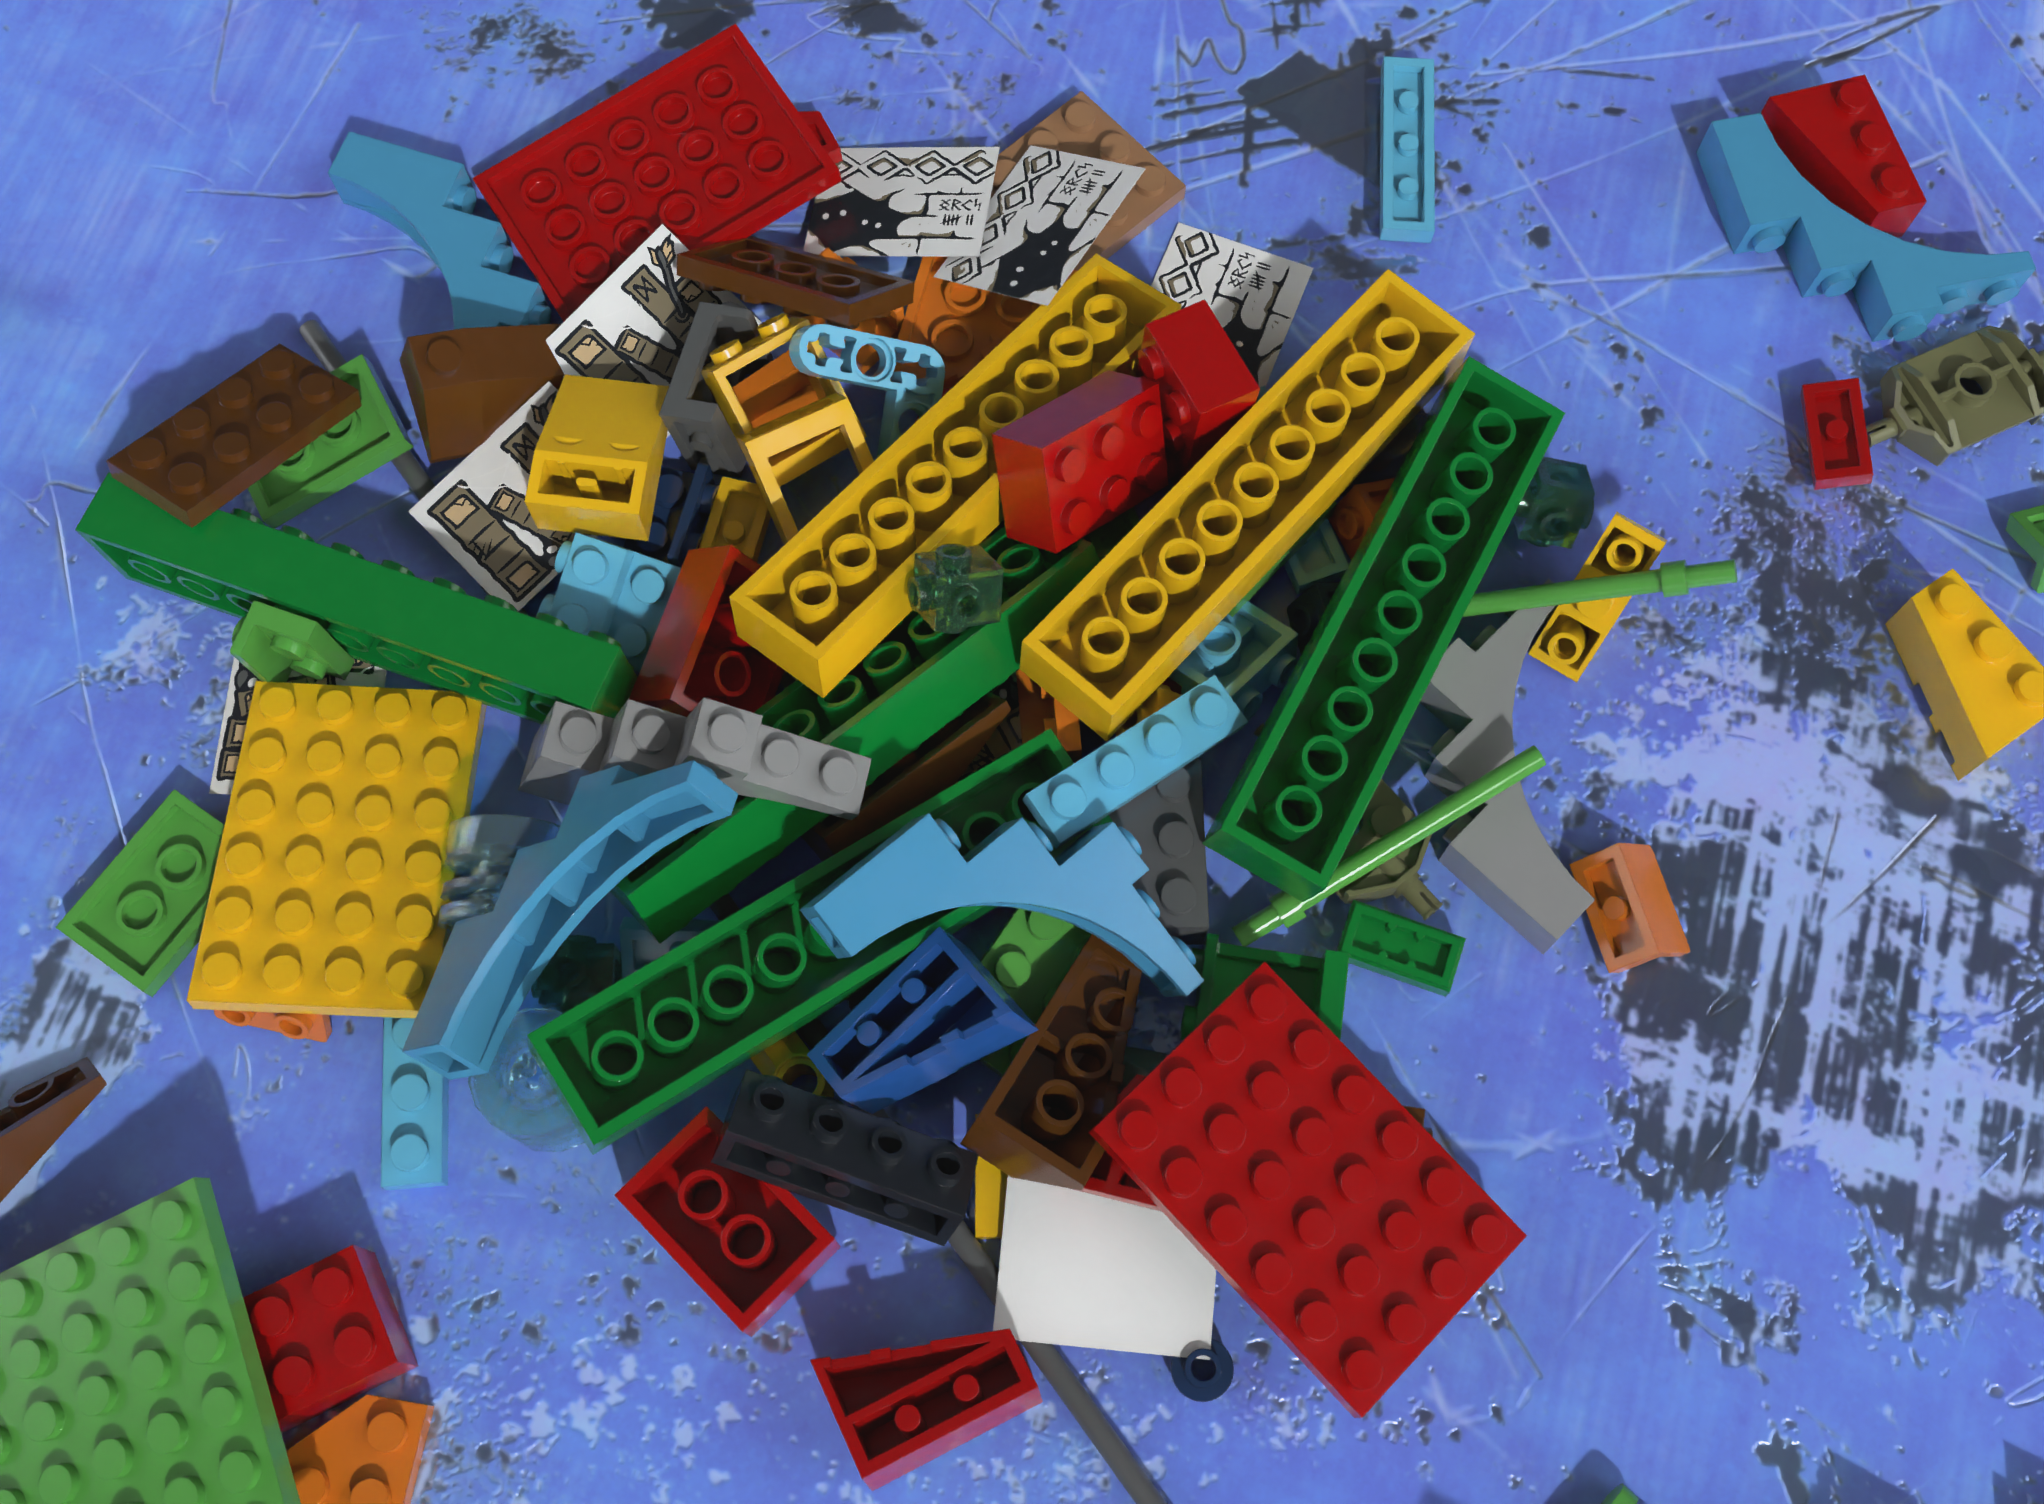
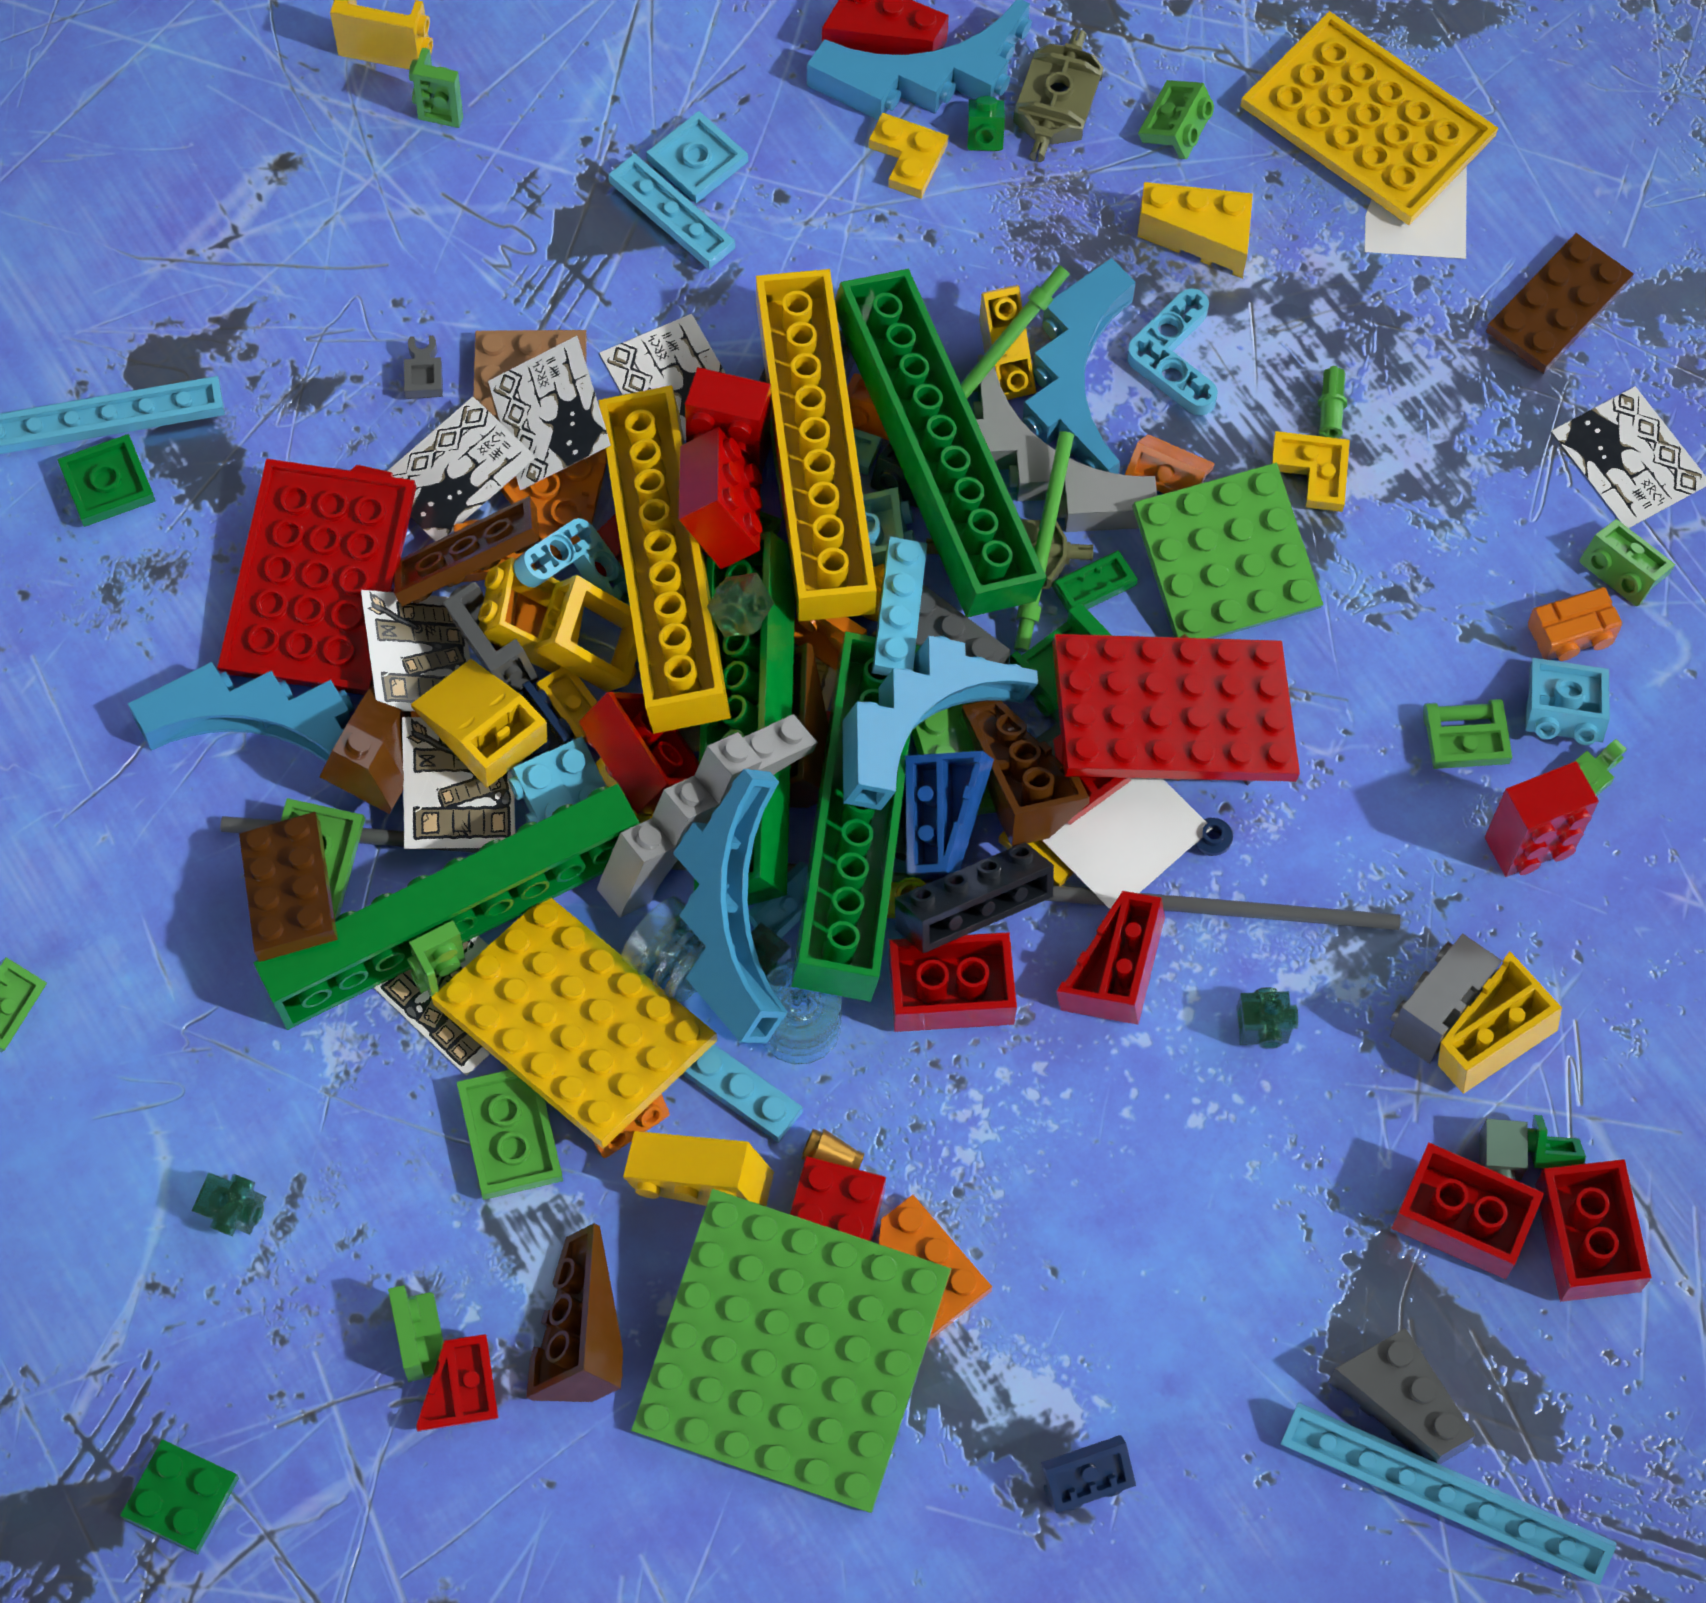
camera: 50 degrees left, 5 degrees down
(254, 1140) = (693, 1166): none -> yellow wedge
(406, 1264) = (831, 1149): none -> pearl gold cone
(987, 87) = (423, 371): none -> dark grey plate
(1495, 119) = (697, 157): none -> medium azure plate
(1555, 504) = (946, 314): brick -> none
(1583, 1071) = (1227, 554): none -> bright green plate
(1700, 650) = (1074, 324): none -> dark azure arch
(1737, 313) = (917, 150): none -> yellow plate
(1777, 768) = (1162, 348): none -> medium azure beam
(1819, 1078) = (1319, 458): none -> yellow plate
(1836, 434) = (1024, 166): red plate -> none
(1845, 350) = (986, 124): none -> green bracket
(1908, 1020) = (1332, 402): none -> bright green axle

